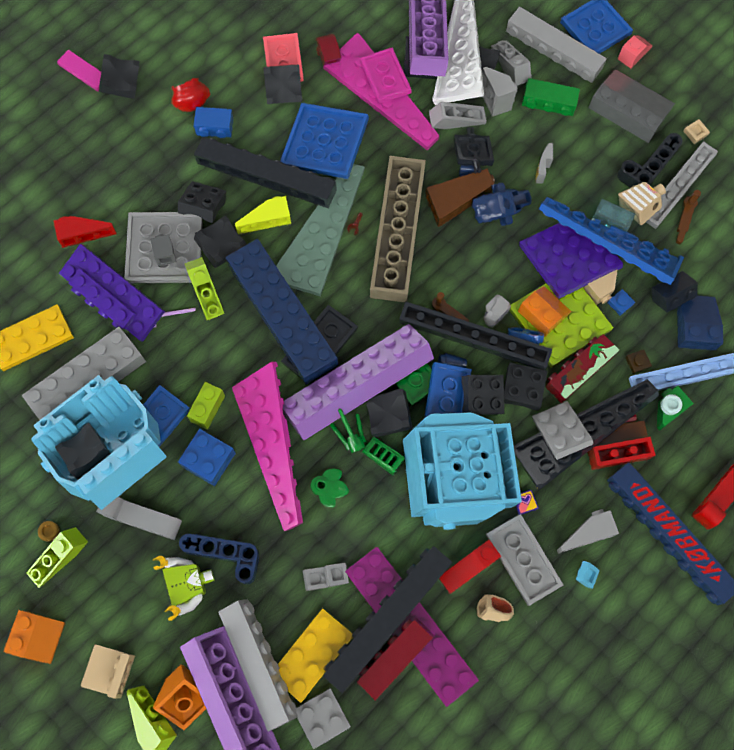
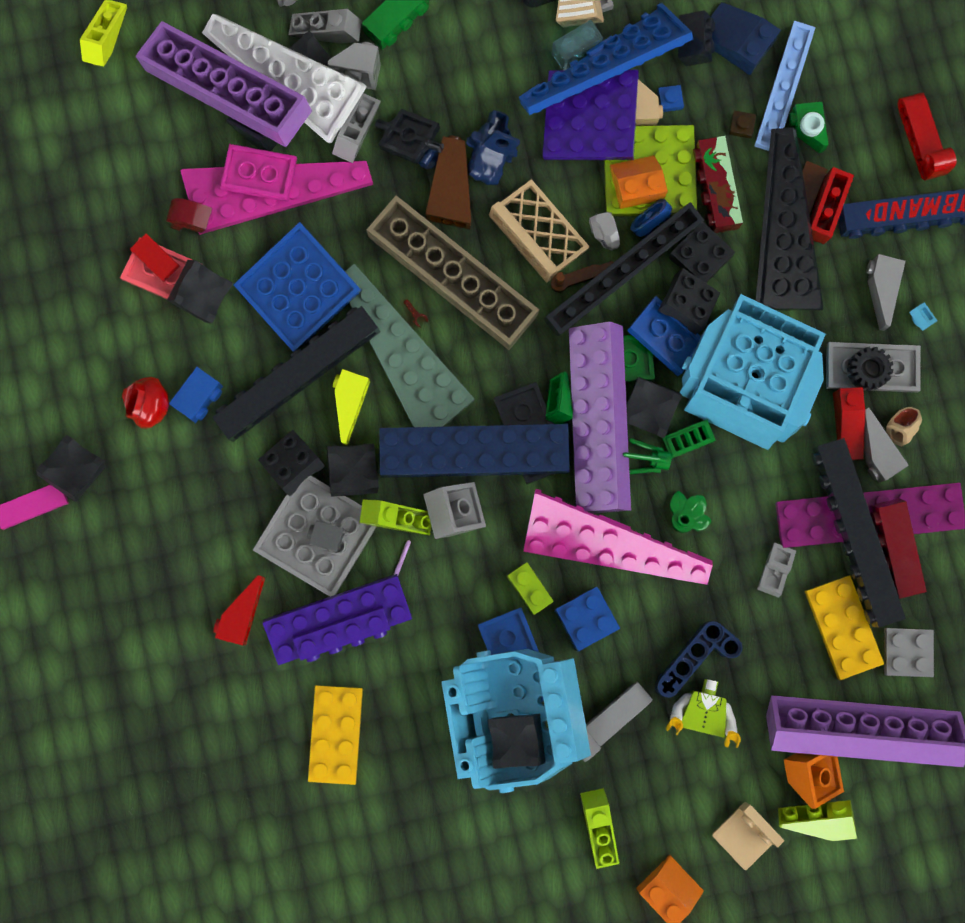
camera: 60 degrees left, 10 degrees up
(48, 531) = (566, 823): pearl gold tile -> none
(108, 357) = (421, 700): light grey brick -> none
(233, 324) = (454, 510): none -> light grey slope
(258, 664) = (827, 684): light grey brick -> none
(288, 47) = (154, 257): none -> red tile
(350, 349) = (559, 400): none -> green slope
(451, 264) = (523, 241): none -> tan fence
(453, 360) = (631, 310): dark blue cone -> none
(460, 606) = (880, 452): none -> light grey slope
(528, 503) = (820, 324): tile -> none
(532, 554) = (883, 365): none -> black tyre
(545, 162) = (466, 68): light grey slope -> none
(562, 430) = (773, 247): light grey plate -> none

